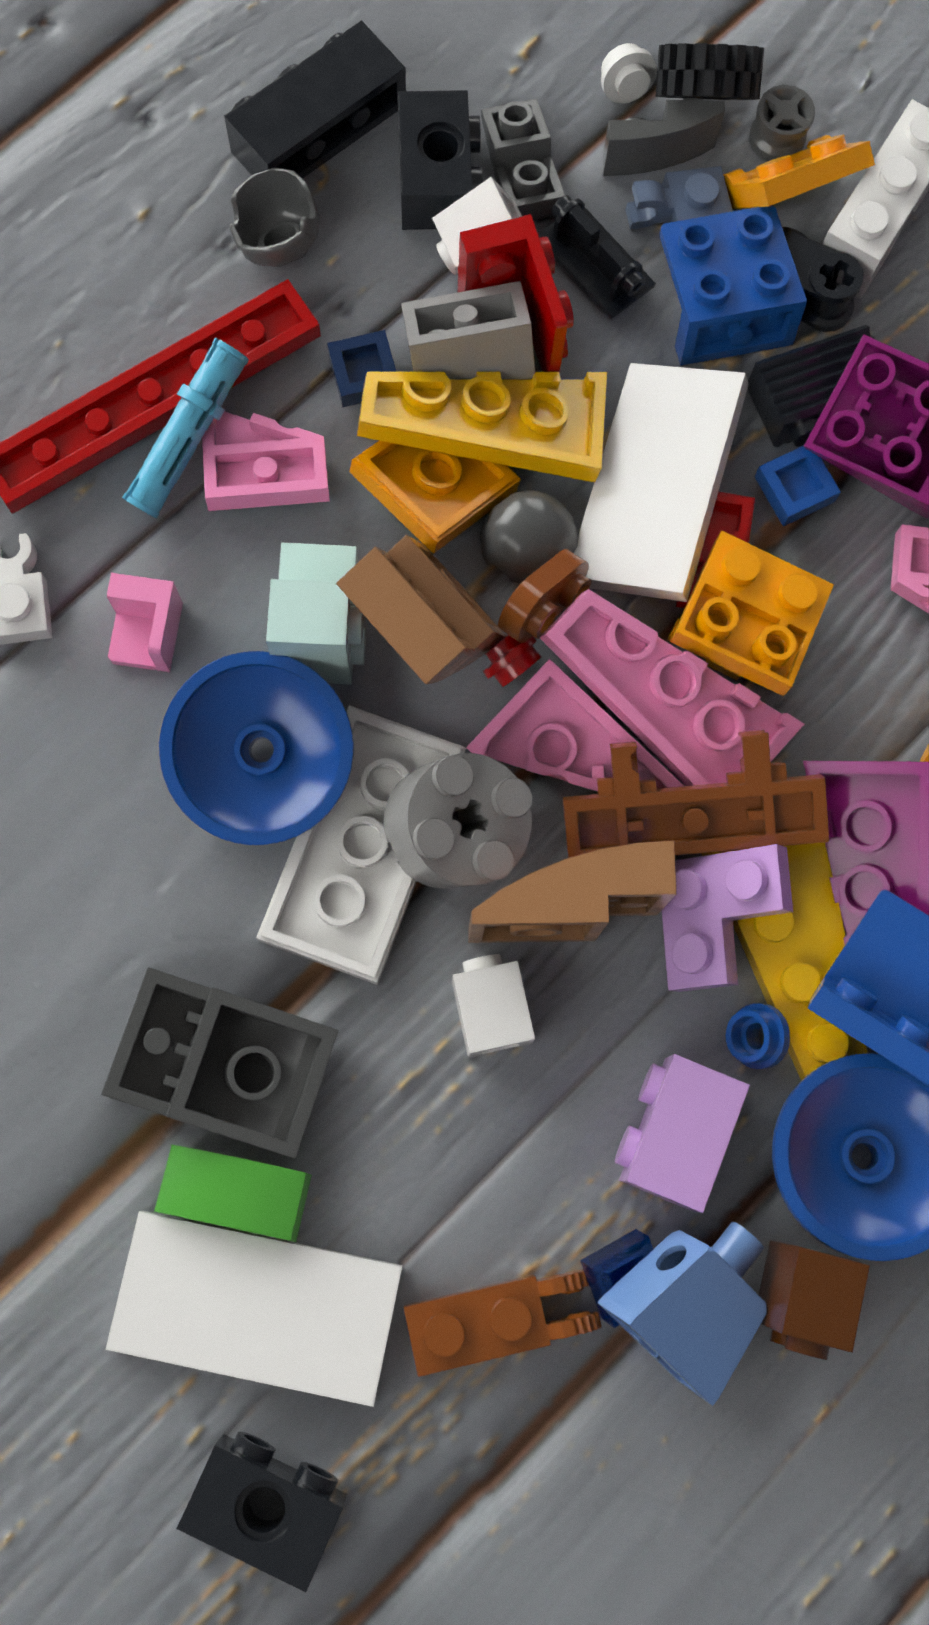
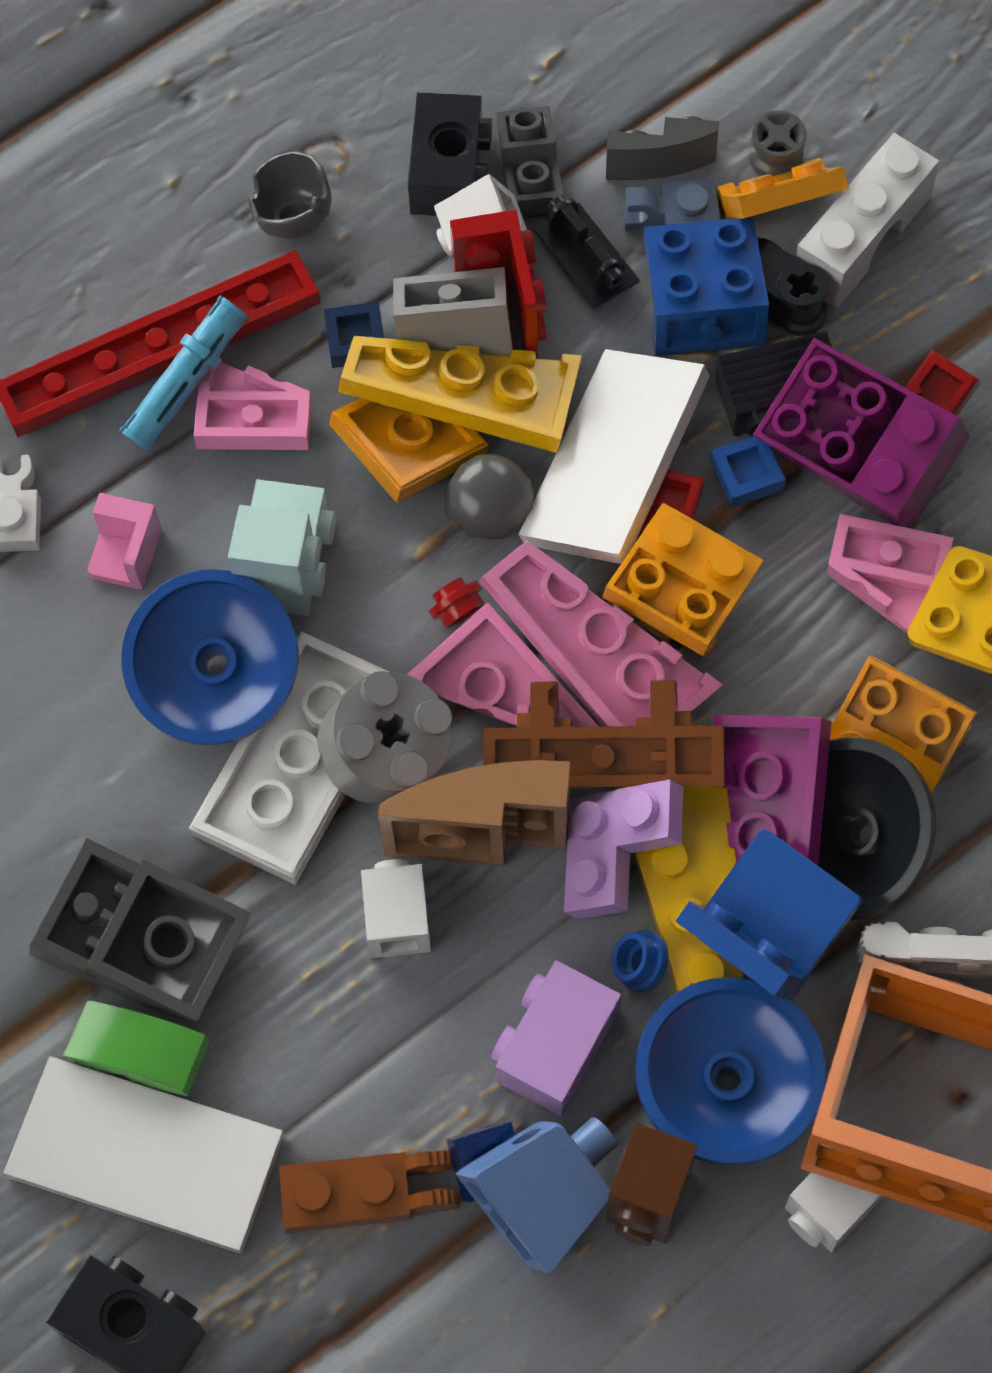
camera: 15 degrees right, 10 degrees down
(318, 105) = (344, 99): black brick -> none
(420, 609) = (373, 544): medium nougat slope -> none
(544, 595) = (487, 544): dark orange plate -> none
(627, 73) = (637, 90): white plate -> none
(709, 71) = (709, 95): black tyre -> none

